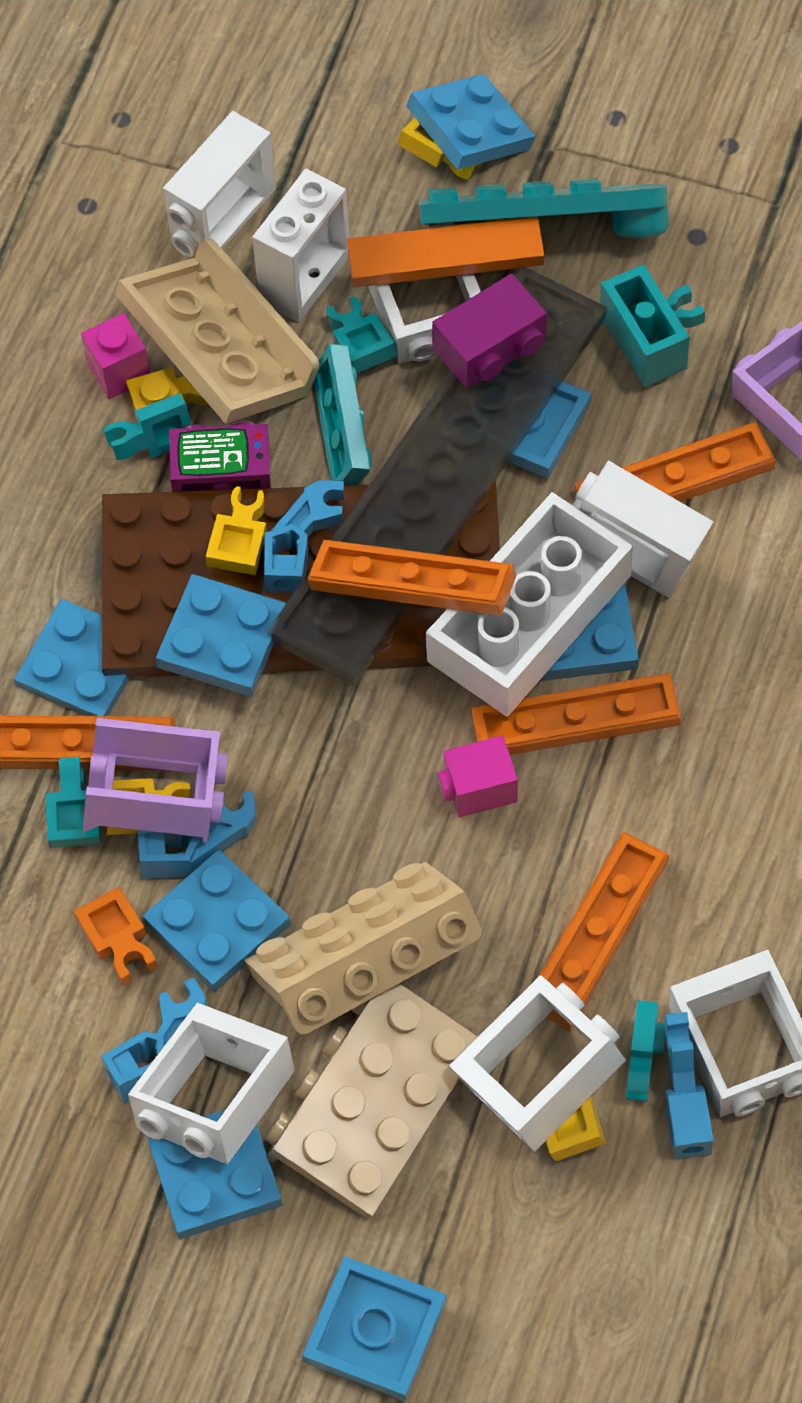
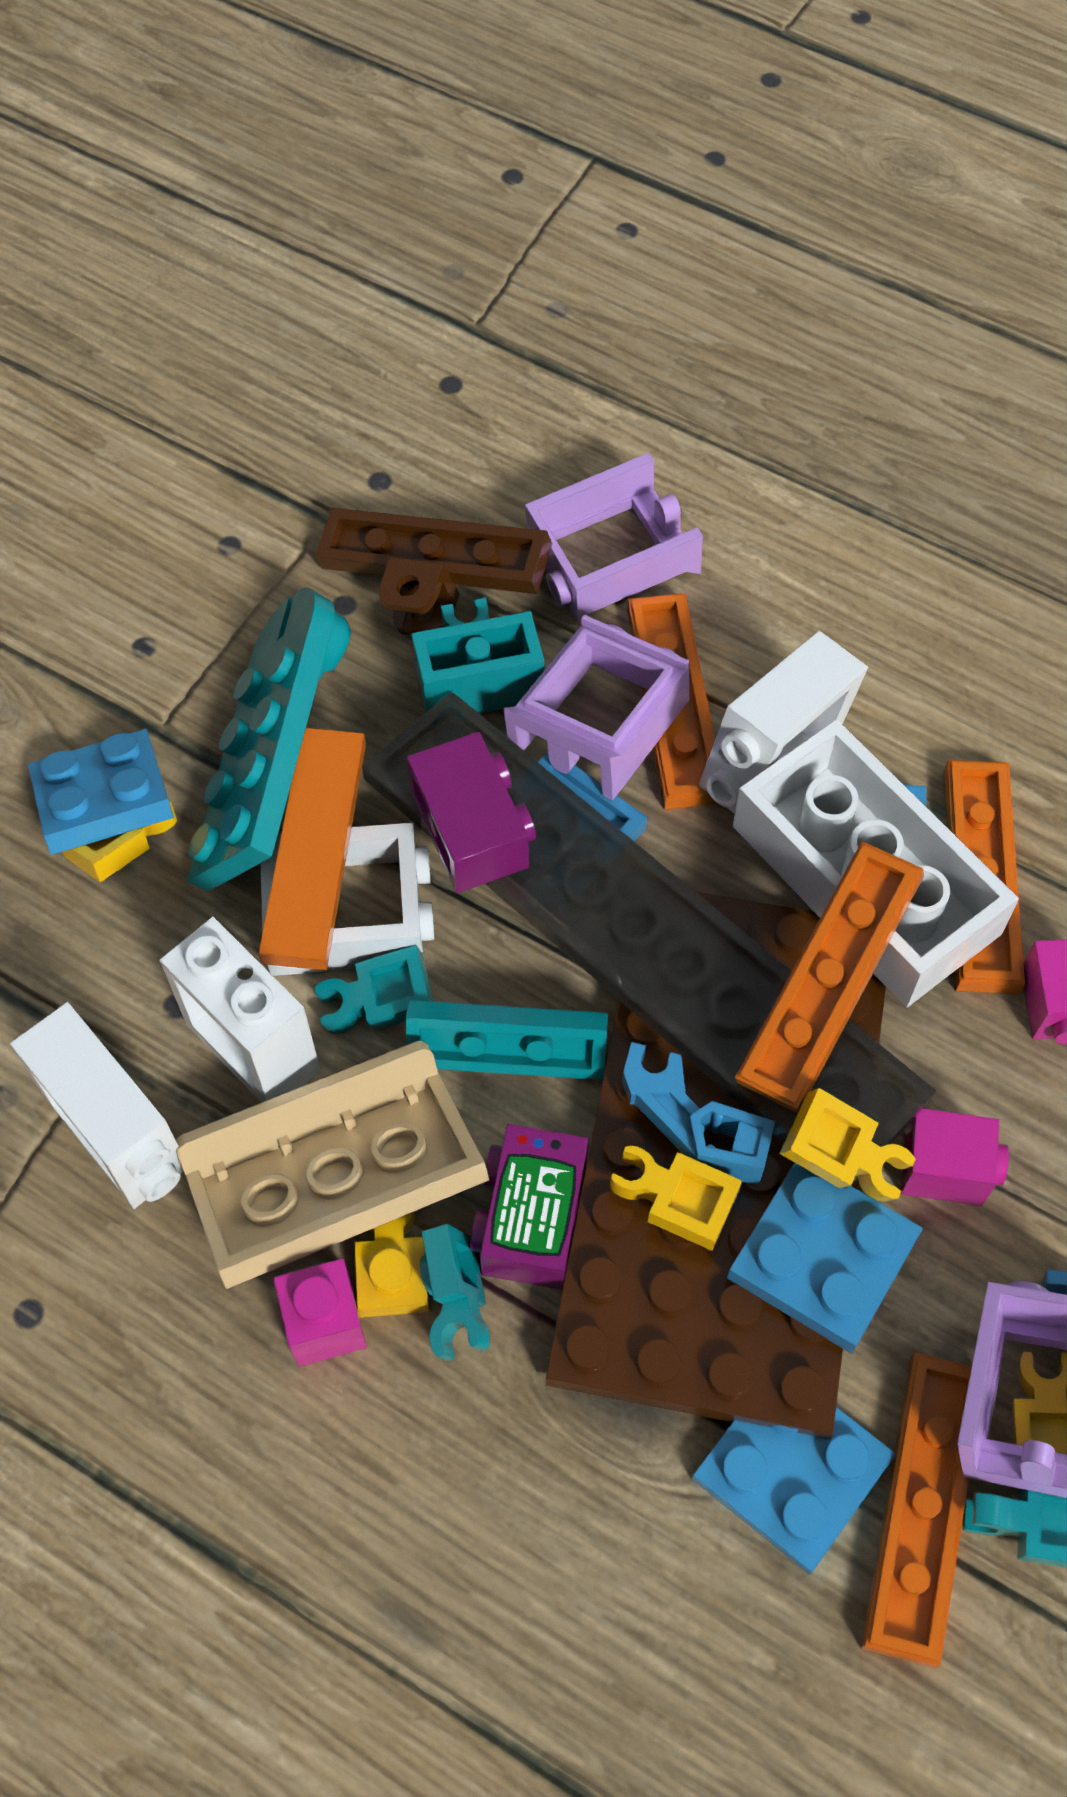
camera: 80 degrees left, 0 degrees up
(286, 605) = (838, 1146): none -> yellow plate
(321, 715) = (954, 1157): none -> dark pink brick
(621, 441) = (567, 739): none -> lavender window
(736, 272) = (430, 556): none -> reddish brown plate

